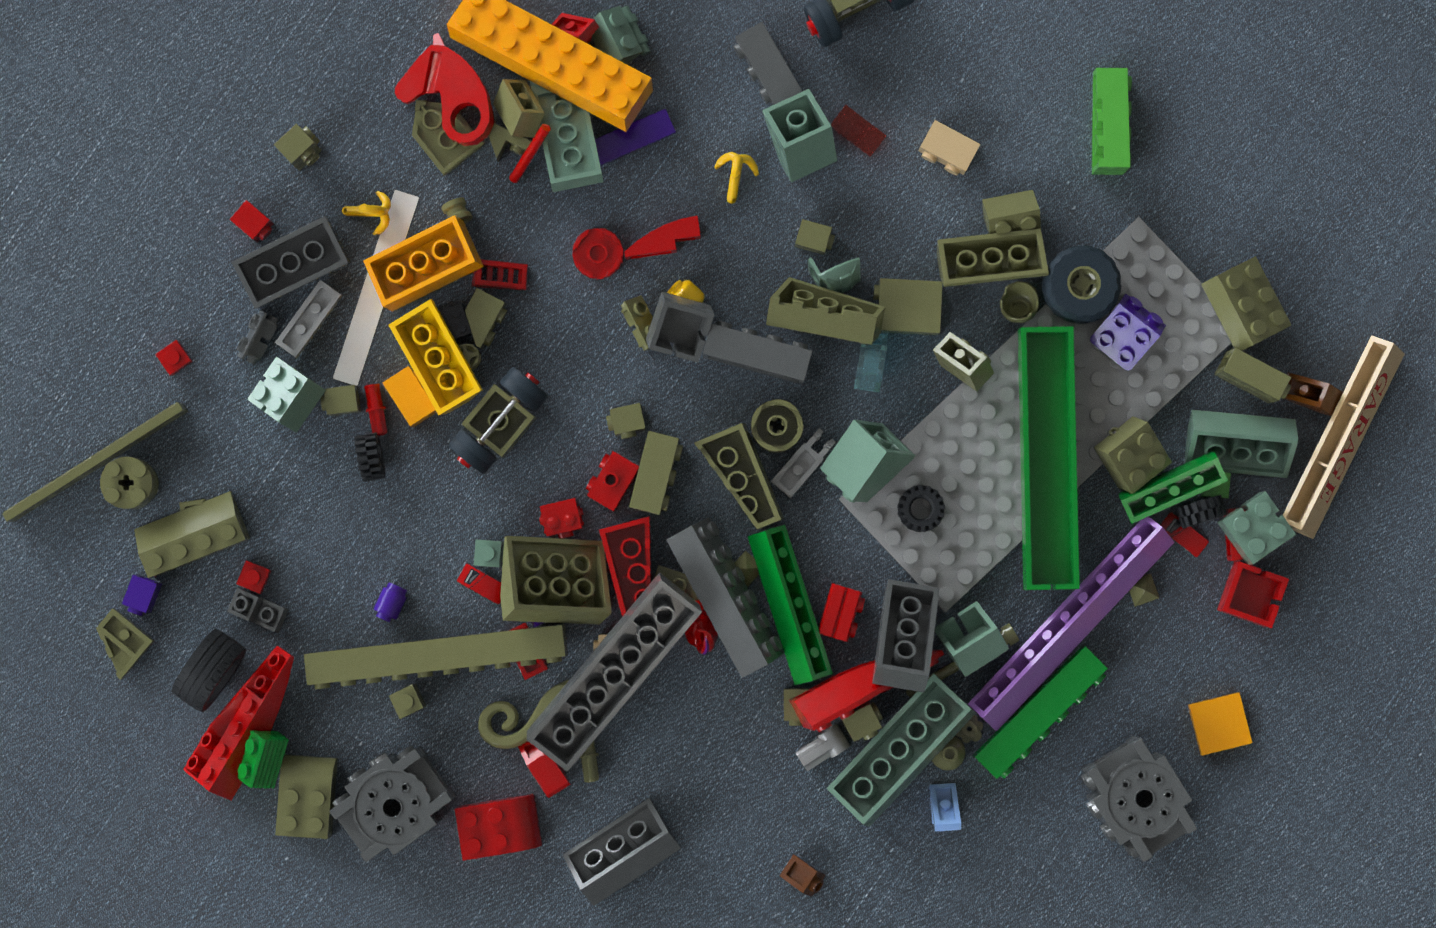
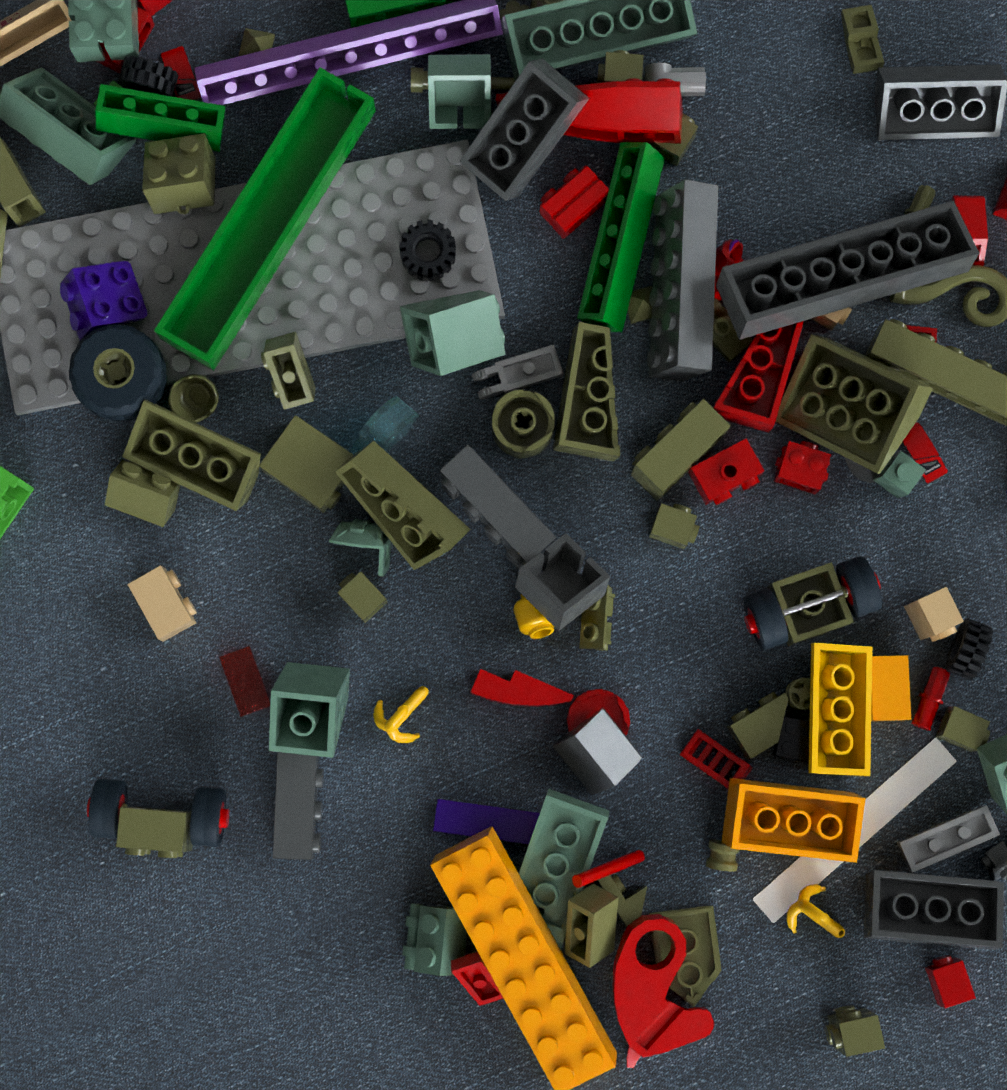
camera: 155 degrees left, 5 degrees down
(408, 465) = (934, 615): none -> tan brick
(584, 229) = (598, 752): none -> slope
(705, 867) = (861, 39): none -> olive slope

